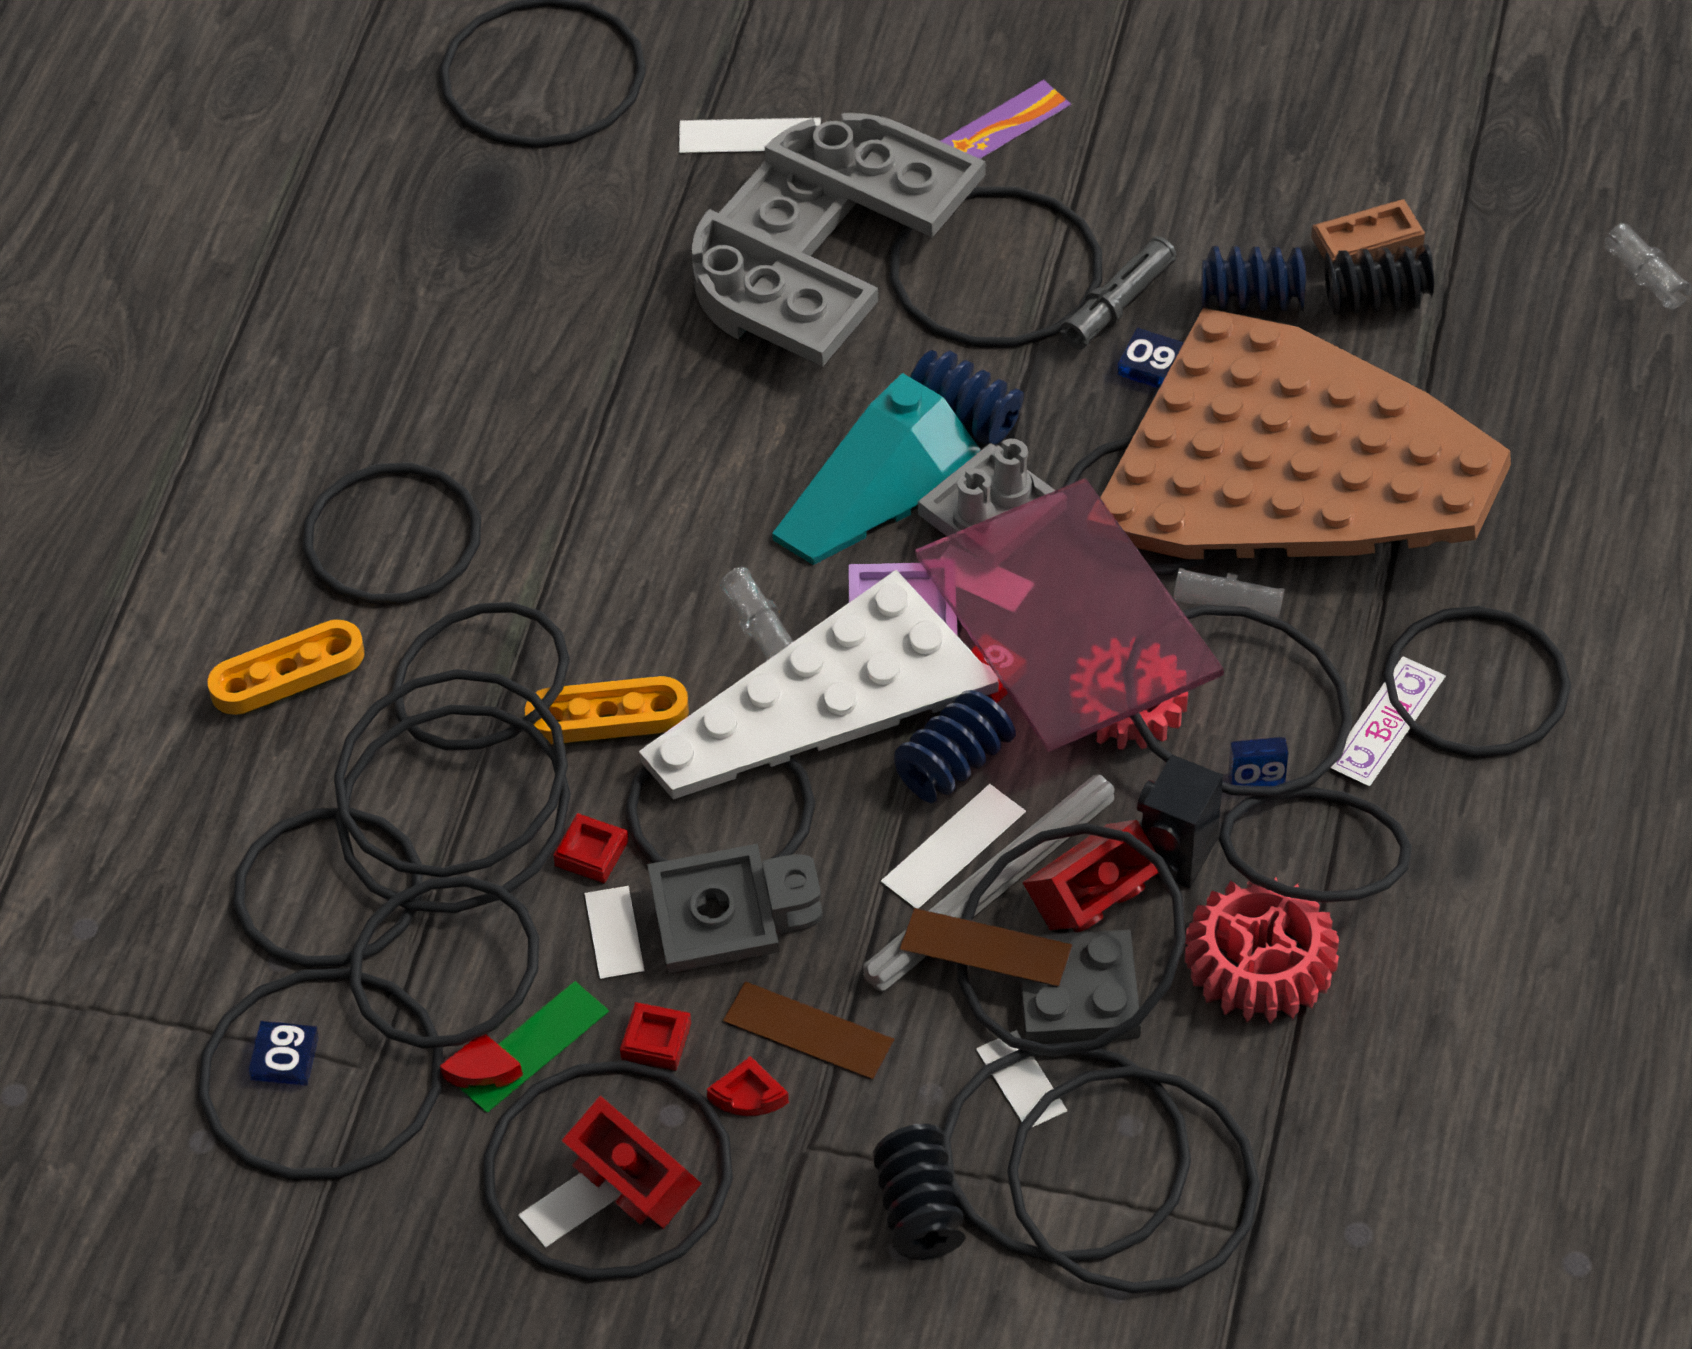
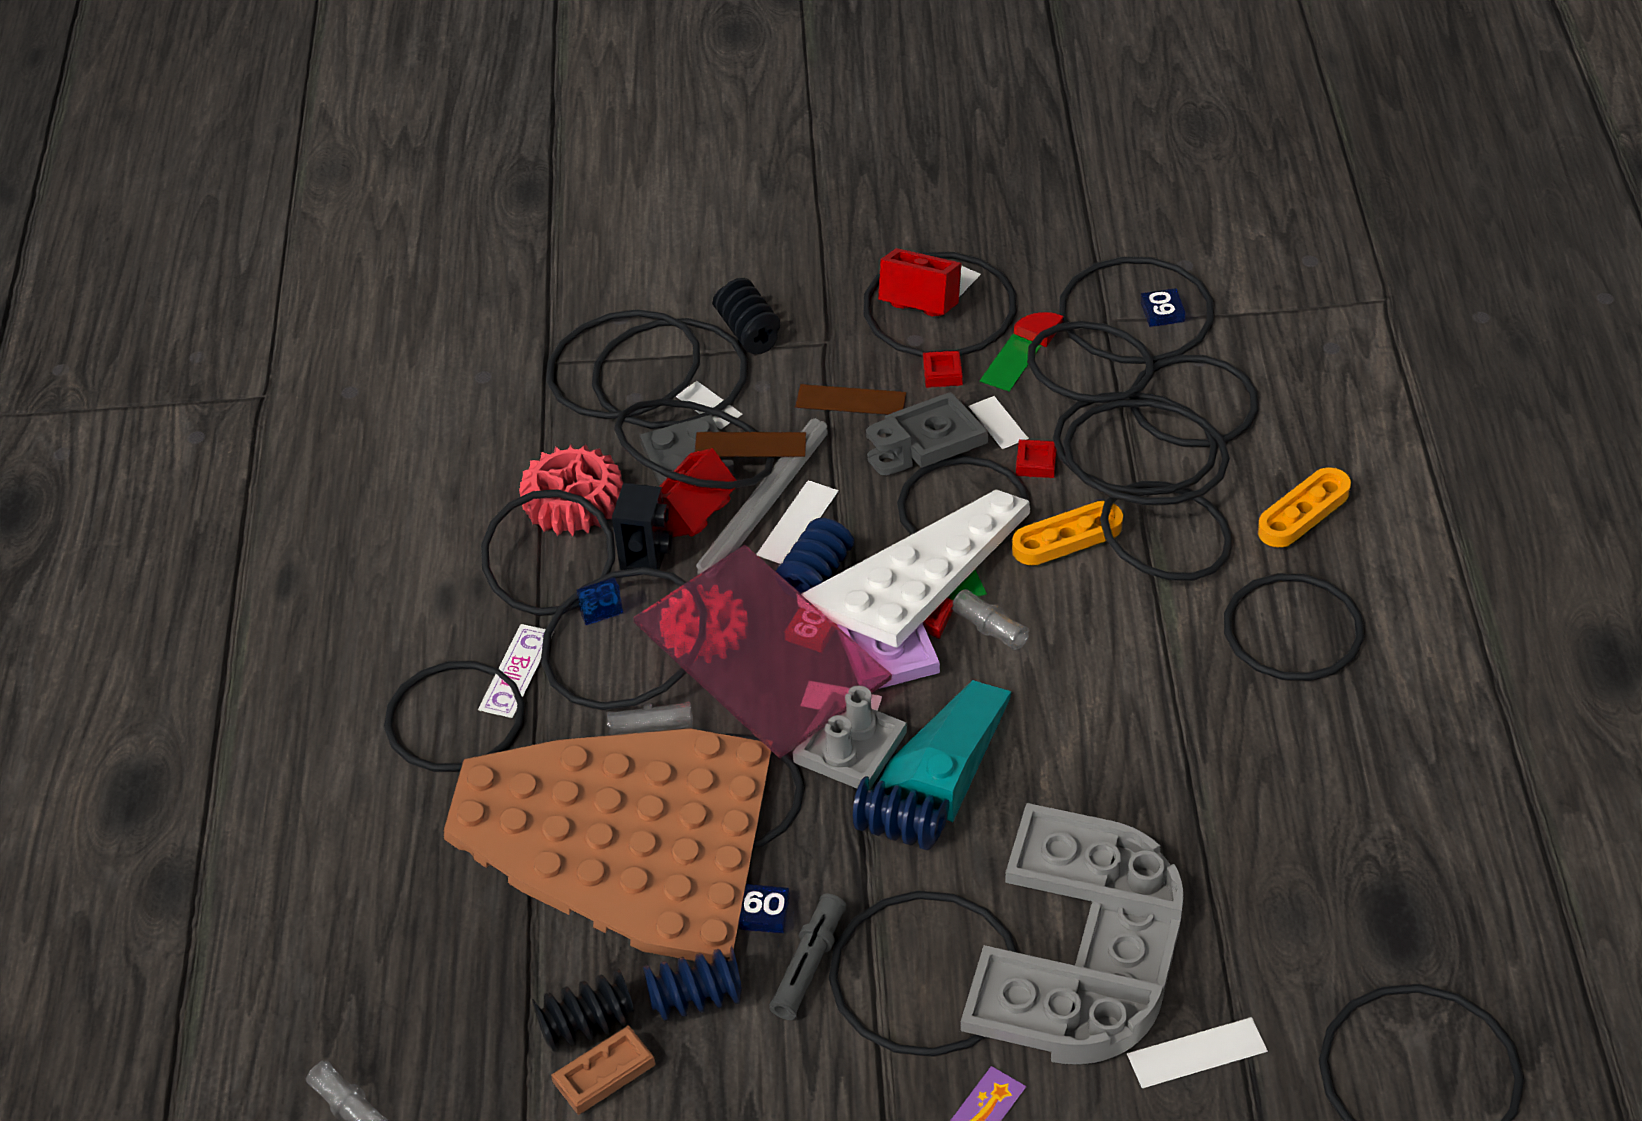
camera: 165 degrees right, 5 degrees down
(748, 1091) = (872, 357): red tile -> none

